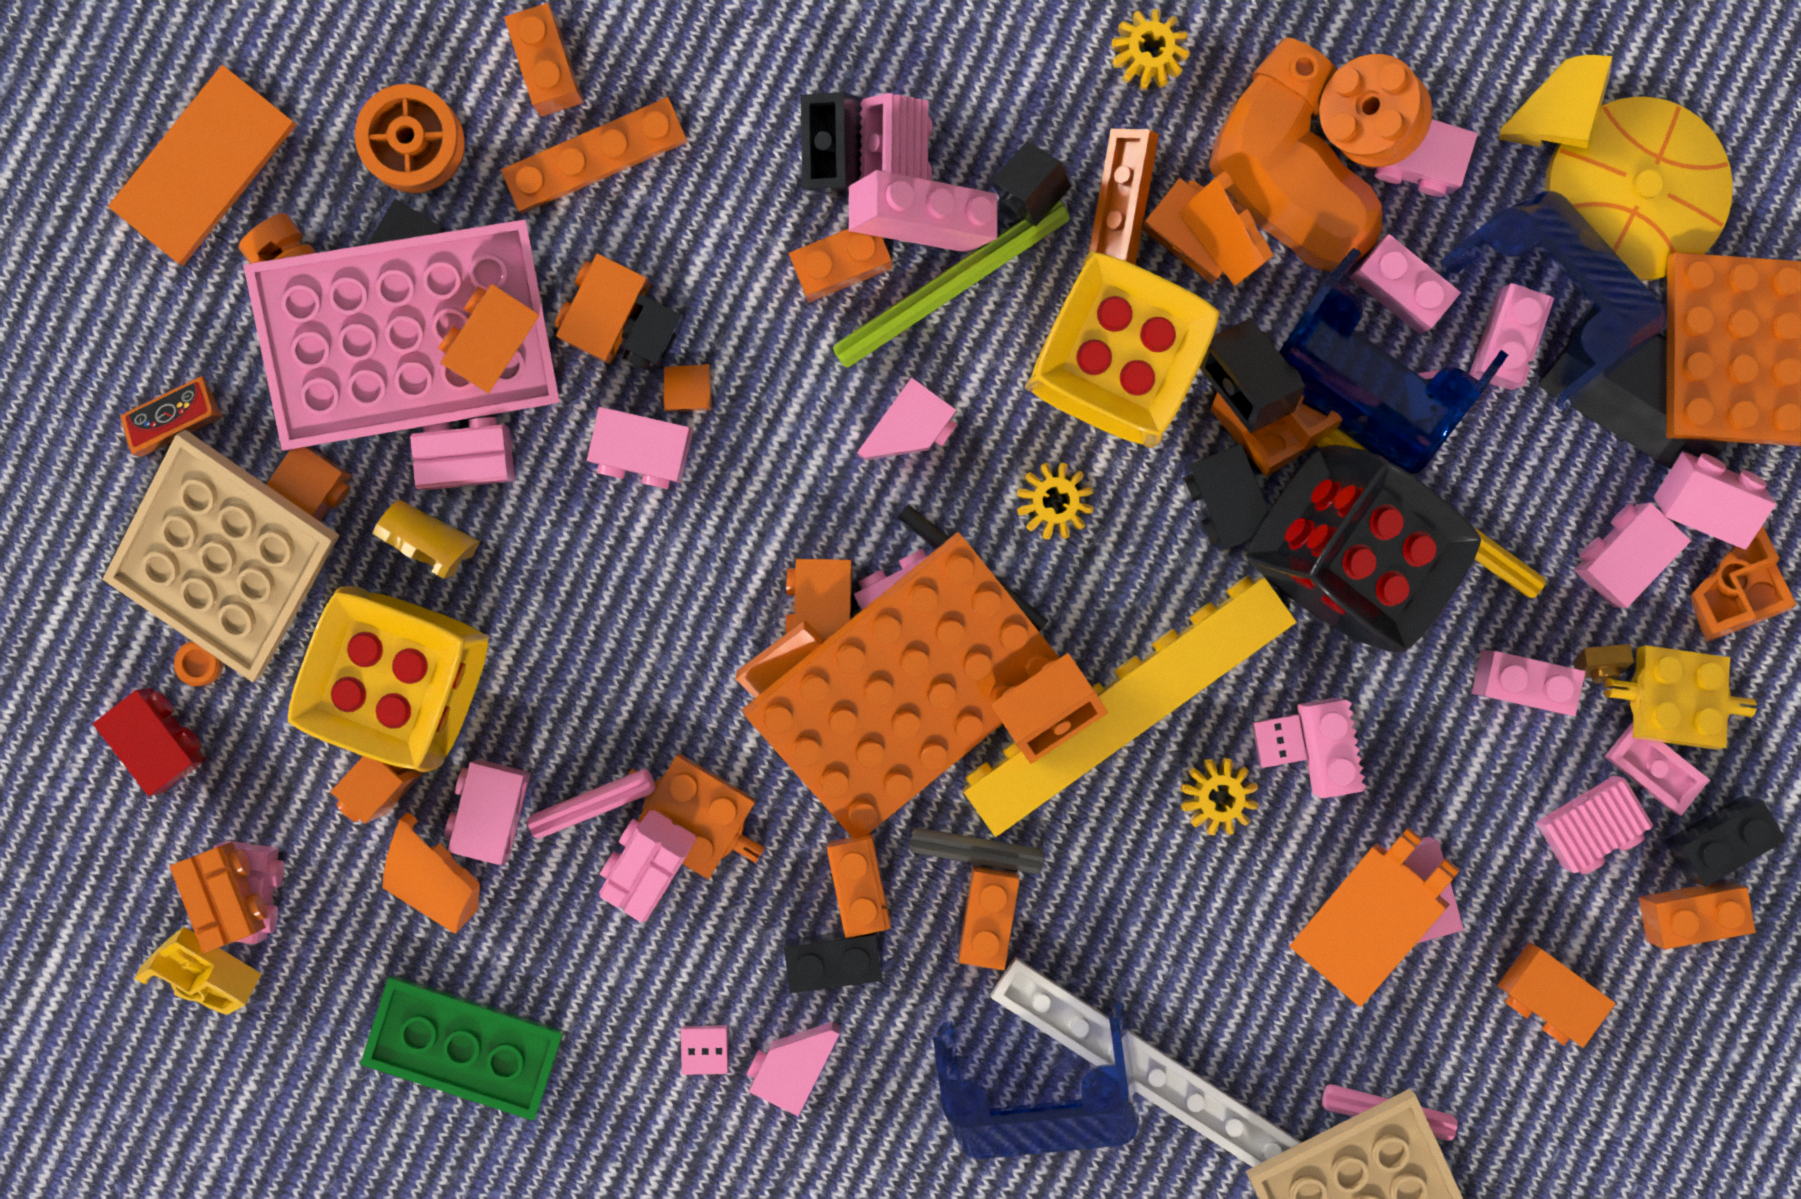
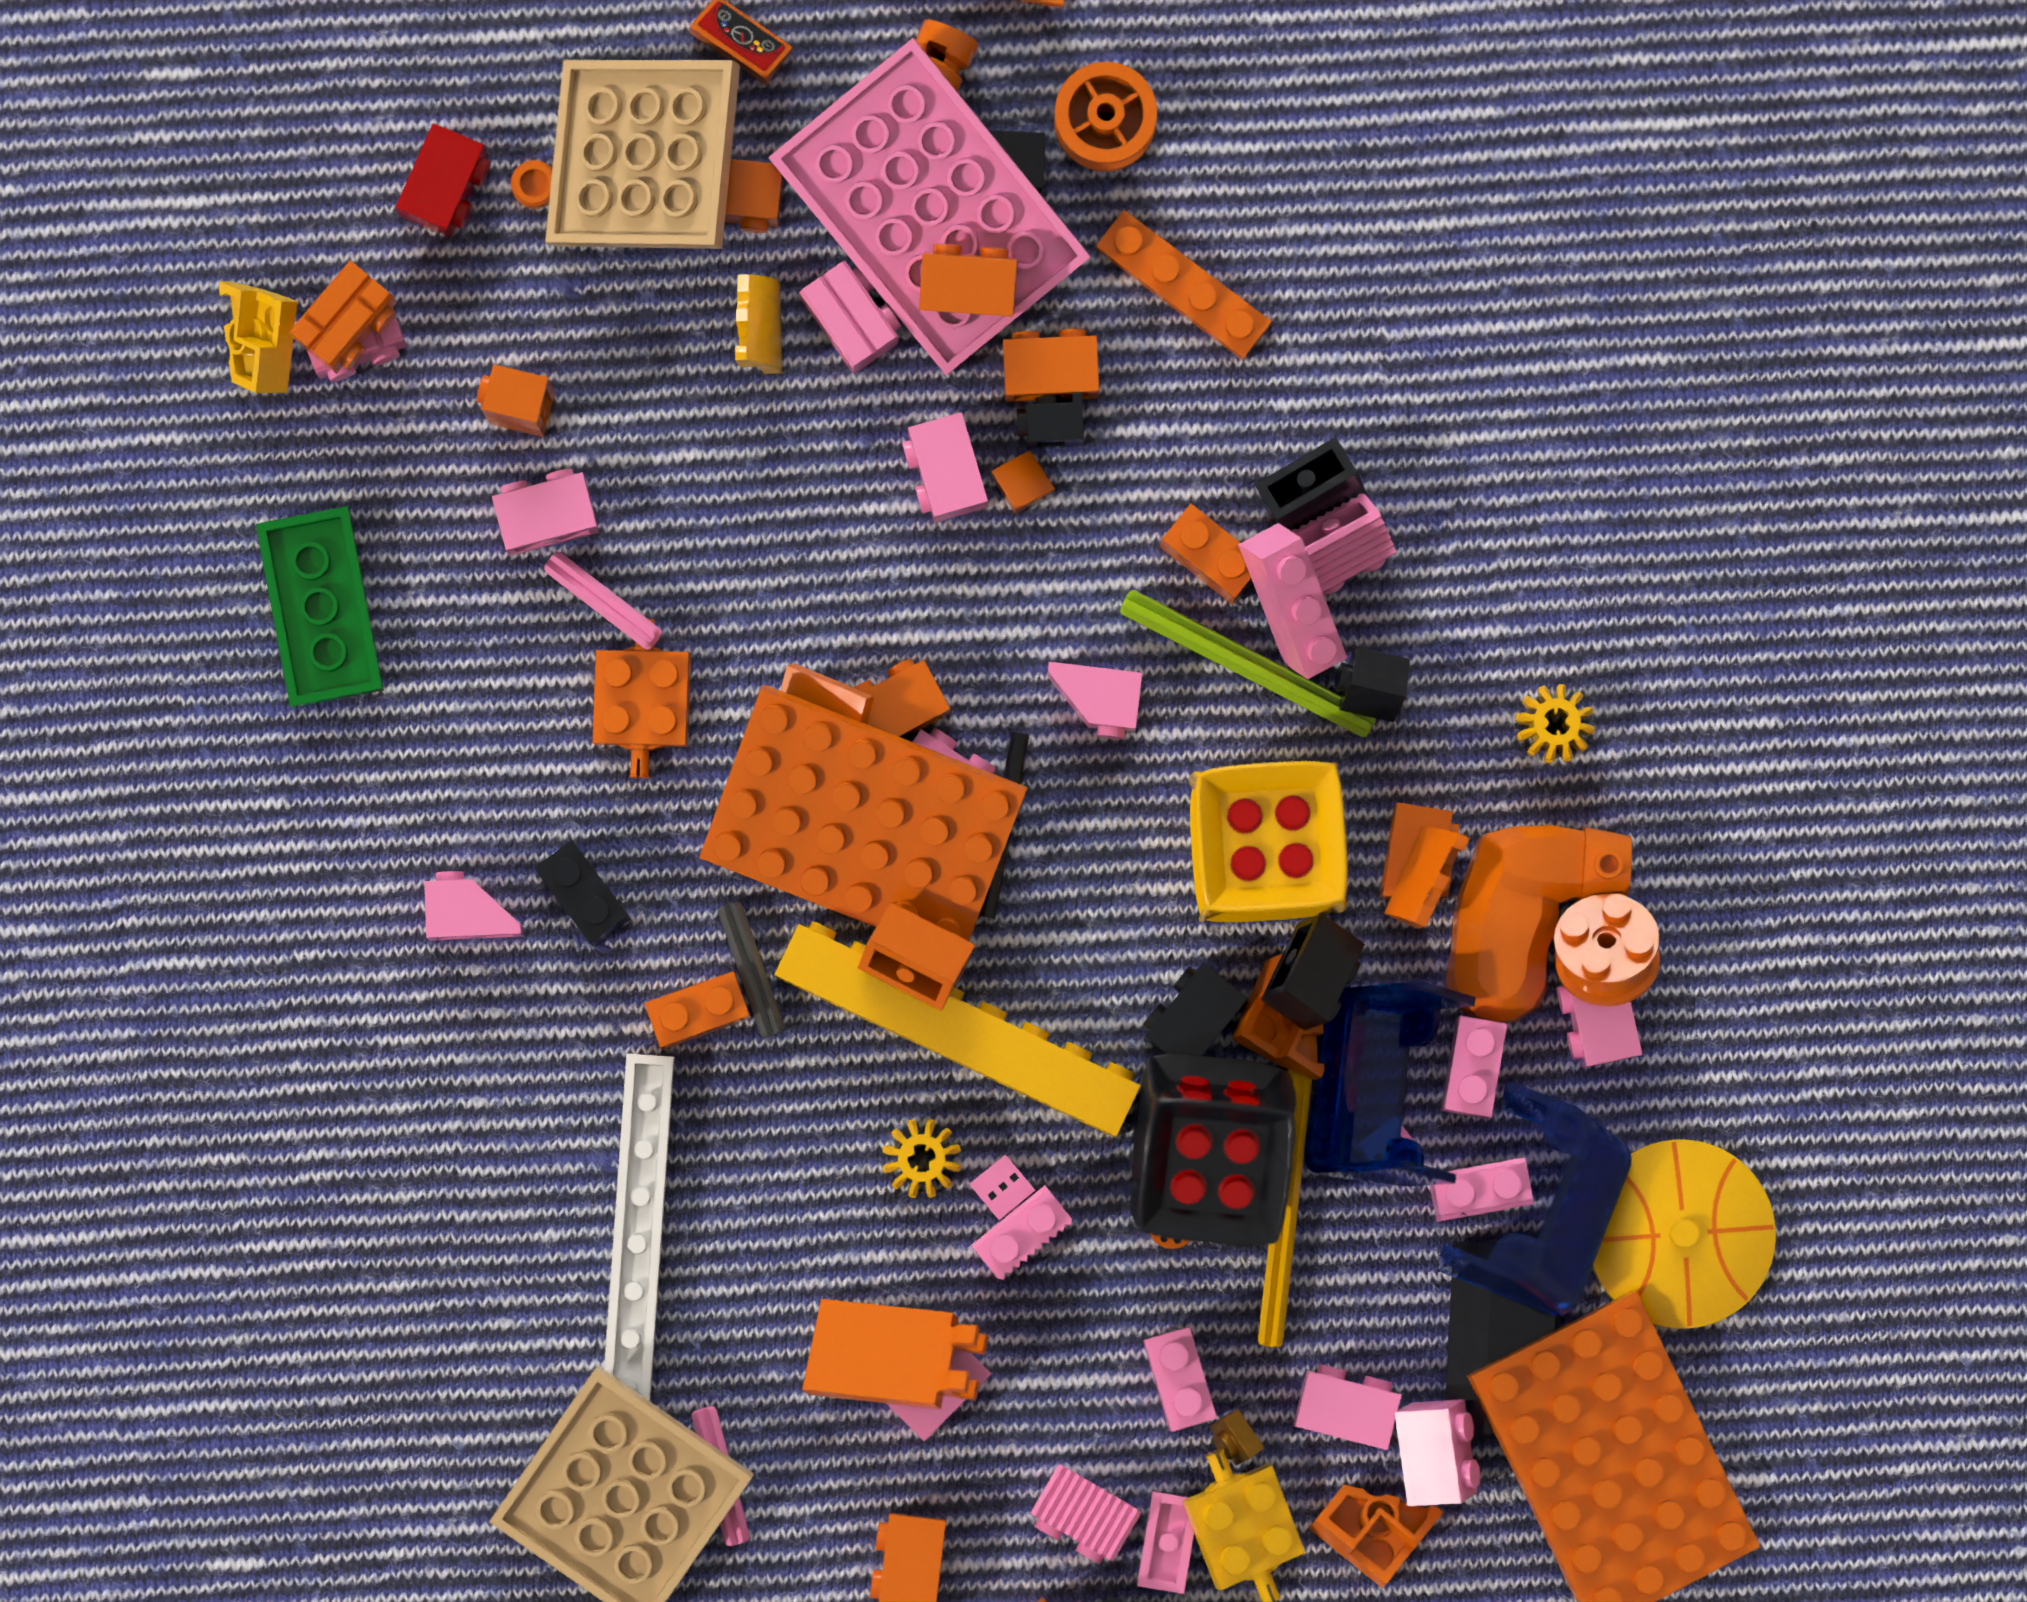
camera: 55 degrees right, 5 degrees down
(387, 679) = (619, 361): yellow piece -> none
(429, 878) = (457, 493): orange slope -> none
(544, 59) = (1241, 195): orange brick -> none
(646, 865) = (576, 678): bright pink brick -> none
(704, 1049) = (435, 825): bright pink tile -> none
(858, 885) = (662, 878): orange brick -> none
(1061, 487) = (1120, 864): yellow gear -> none
(1100, 1119) = (573, 1207): clear blue windscreen -> none
(1124, 193) = (1409, 773): orange plate -> none
(1563, 106) = (1715, 1121): yellow slope -> none

